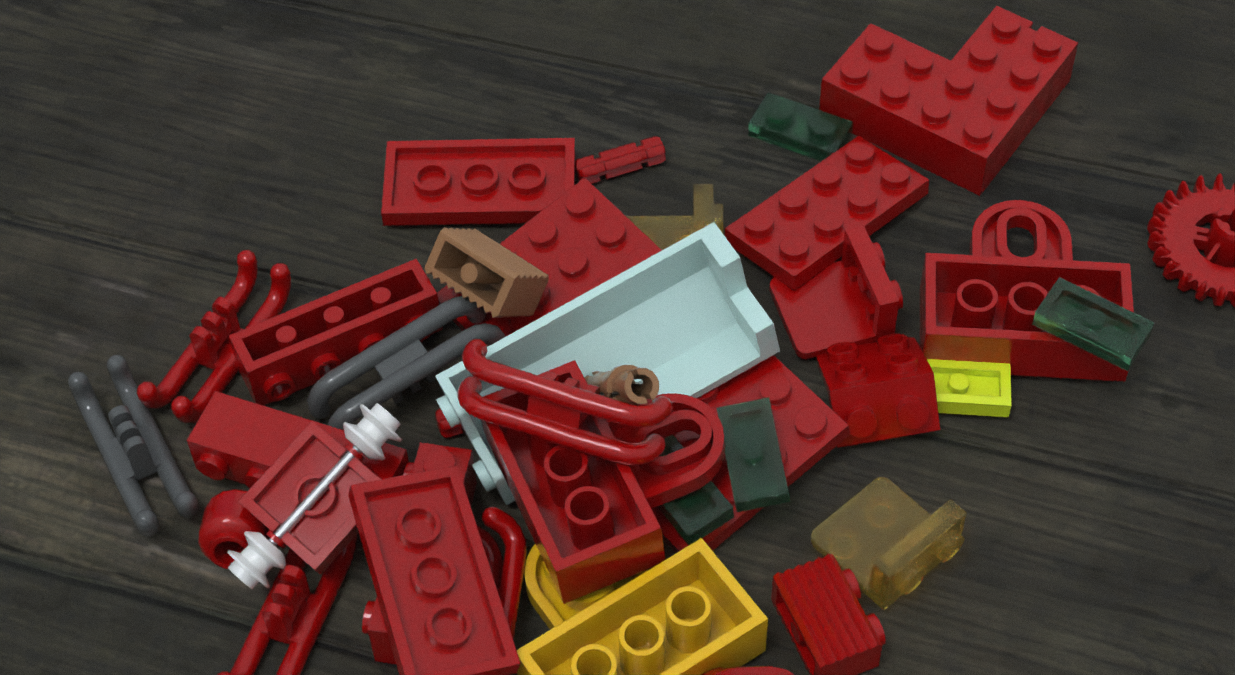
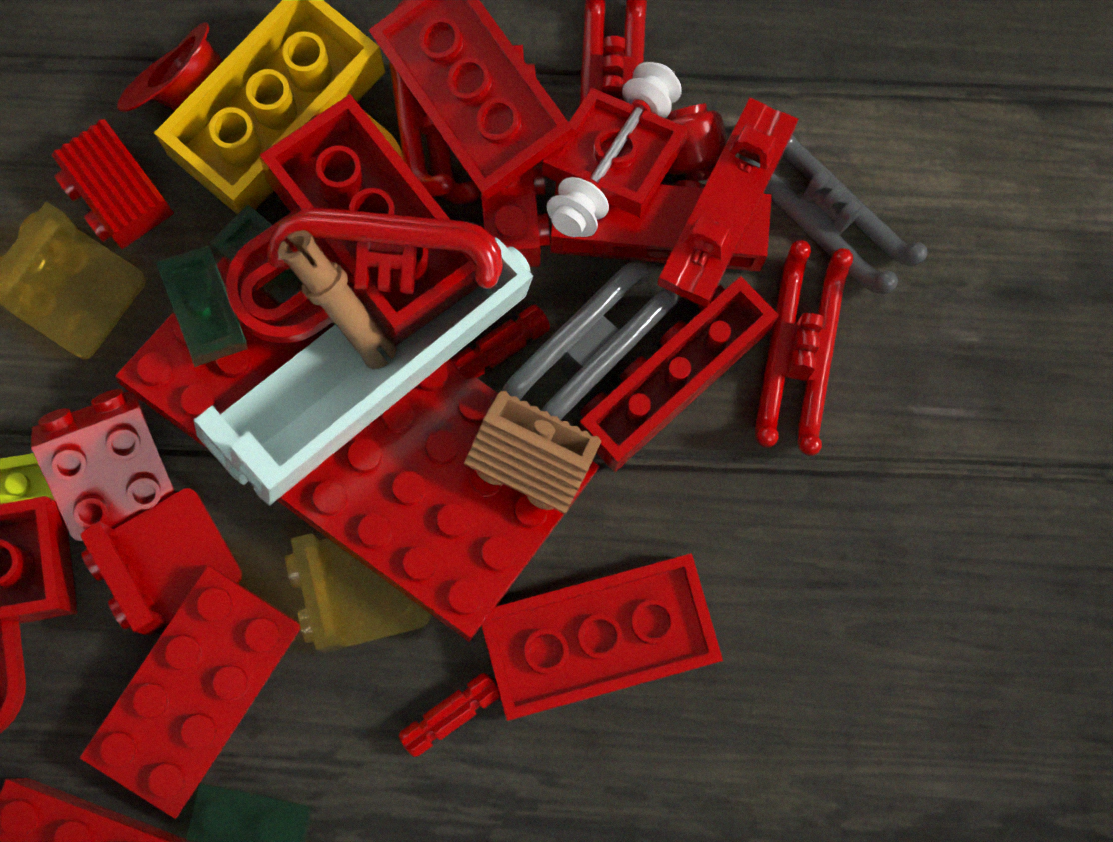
camera: 160 degrees right, 25 degrees up
(227, 434) = (727, 203): none -> red hinge

